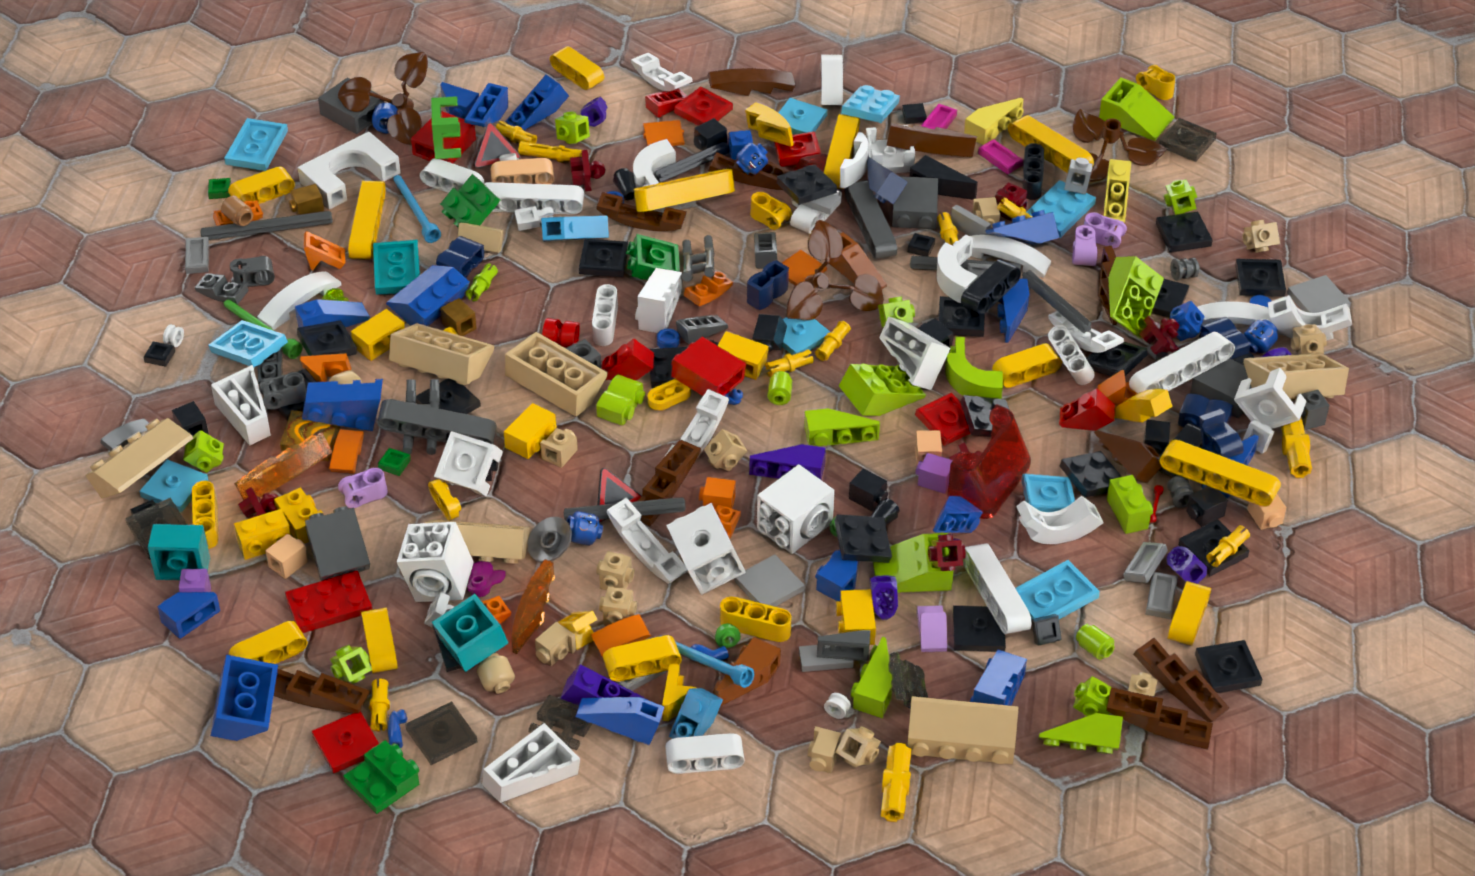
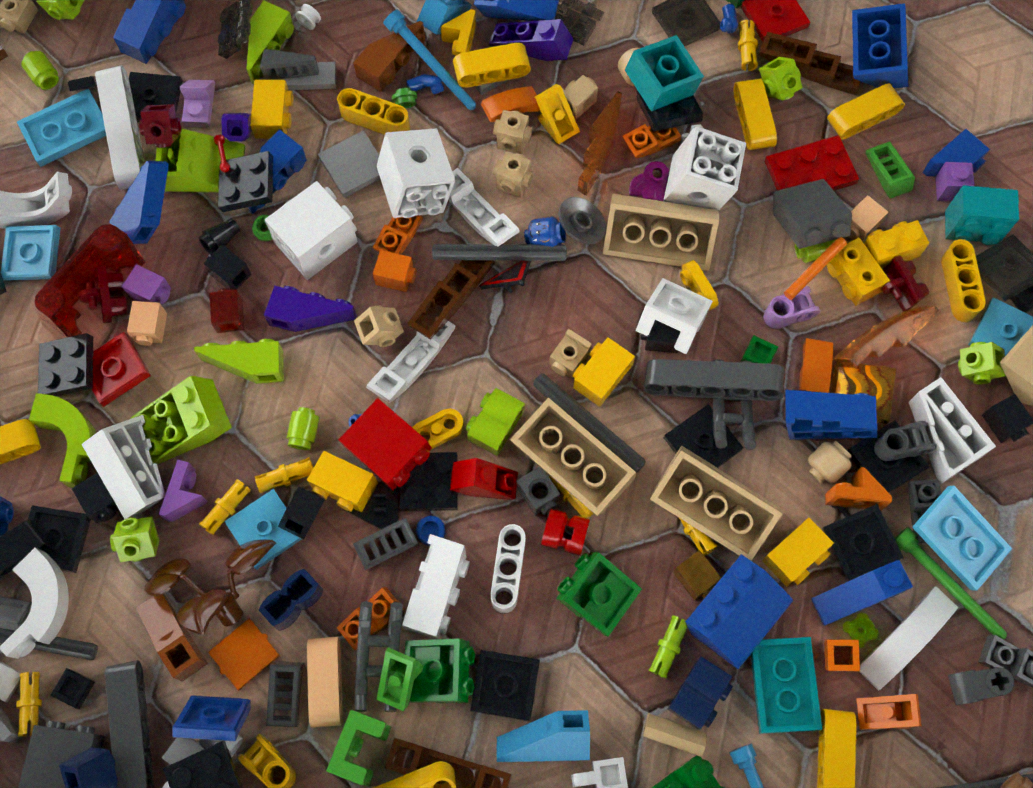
camera: 175 degrees left, 25 degrees up
(248, 588) = (895, 184): none -> bright green slope
(344, 496) = (815, 268): none -> orange bar
(354, 276) = (841, 655): none -> orange brick
(527, 398) = (589, 422): none -> dark grey axle
(536, 304) = (598, 592): none -> green plate
(678, 246) = (397, 679): none -> bright green slope
(709, 213) = (350, 745): none -> bright green panel
(736, 252) = (324, 682): none -> light nougat beam
(804, 216) = (212, 718): none -> blue tile
(860, 456) = (226, 310): none -> clear red brick
(866, 342) = (177, 498): none -> medium lavender slope
(882, 538) = (220, 140): none -> red hinge

